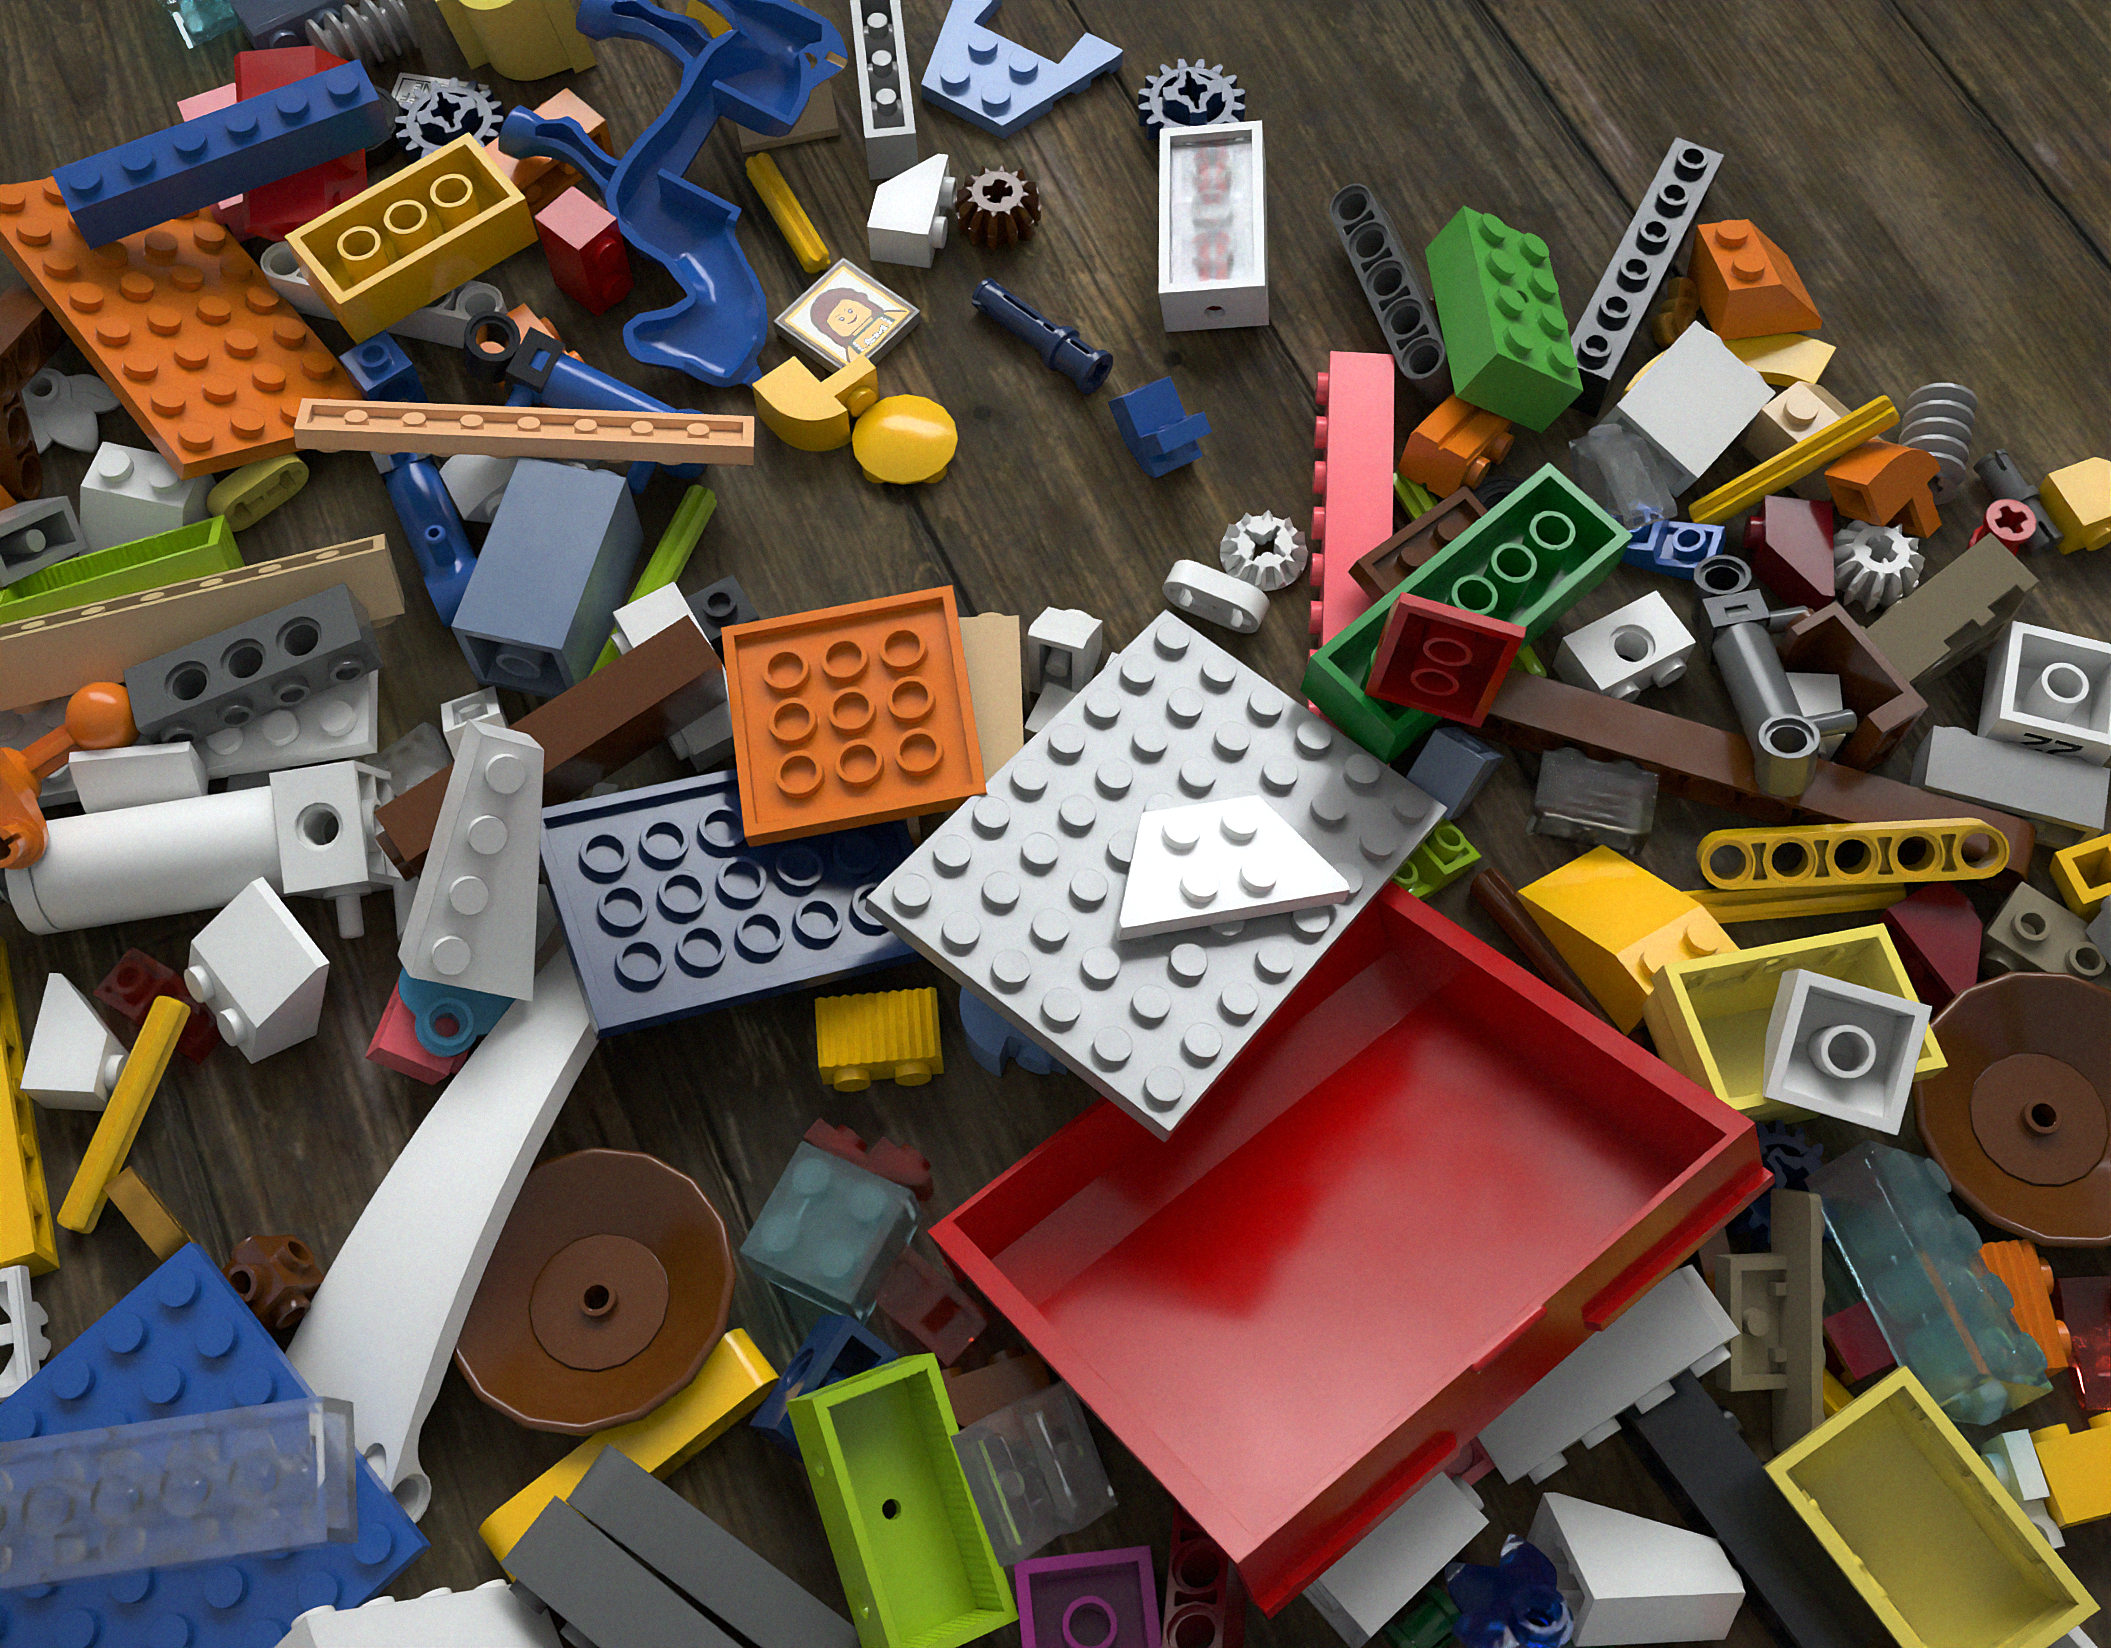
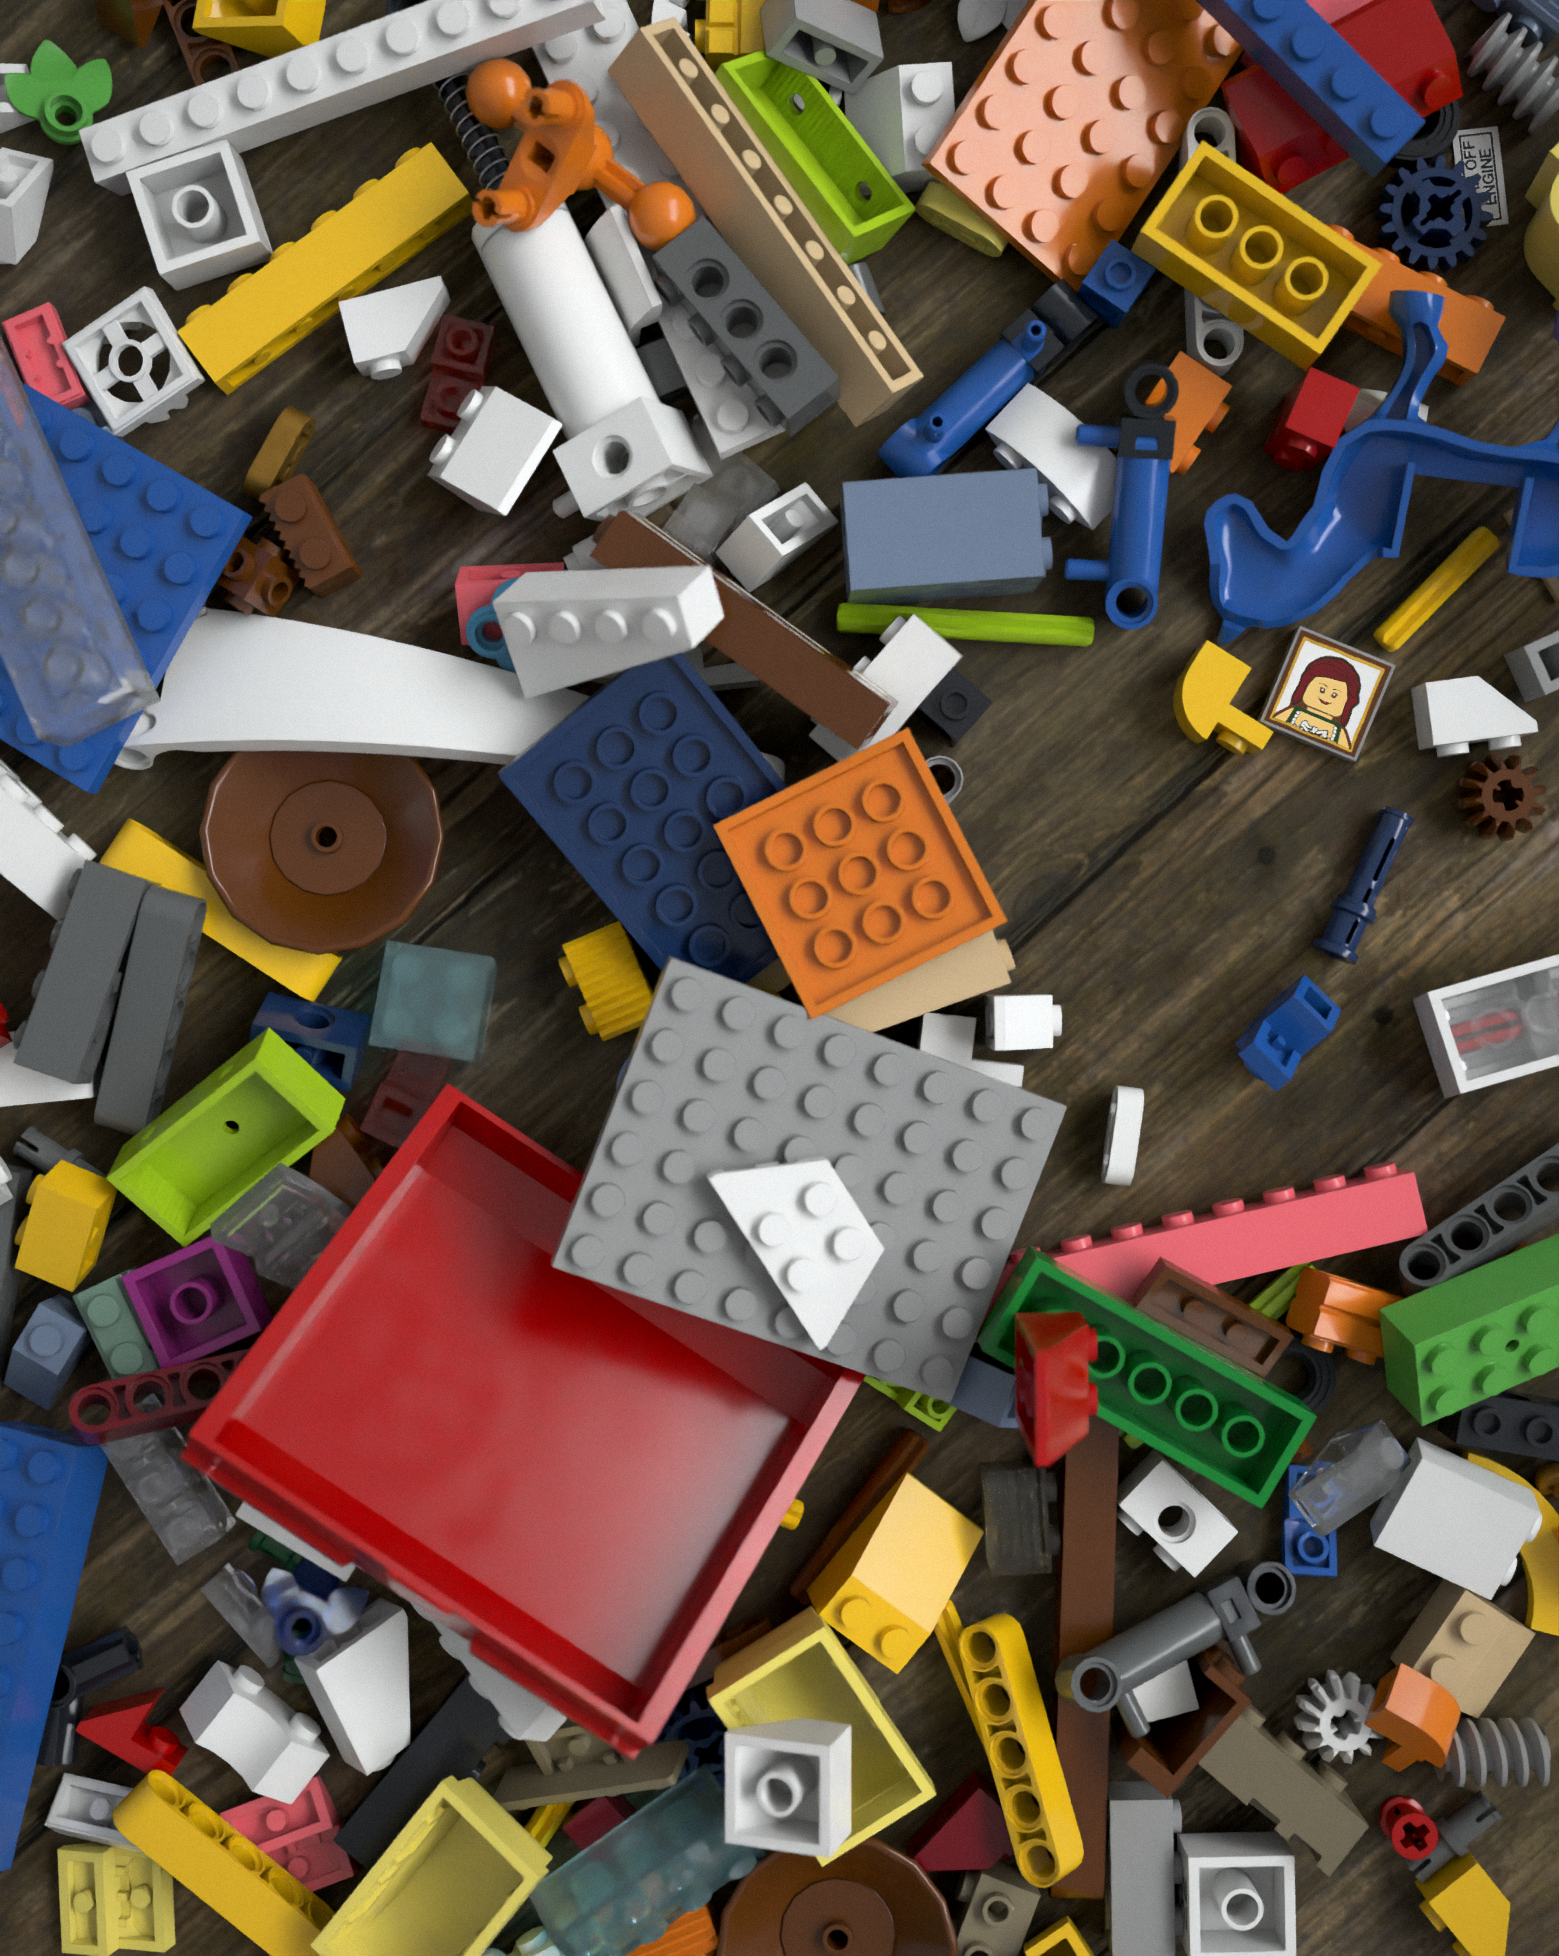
camera: 70 degrees right, 25 degrees up
(123, 1114) = (354, 392): yellow axle -> none
(256, 1201) = (310, 536): none -> reddish brown brick
(524, 432) = (1066, 461): light nougat plate -> none
(900, 1165) = (503, 1027): clear red slope -> none
(904, 440) = (1207, 796): yellow dish -> none
(1269, 570) = (1180, 1140): white gear -> none
(1793, 549) = (1329, 1644): slope -> none
(1795, 462) = (1411, 1633): yellow axle -> none

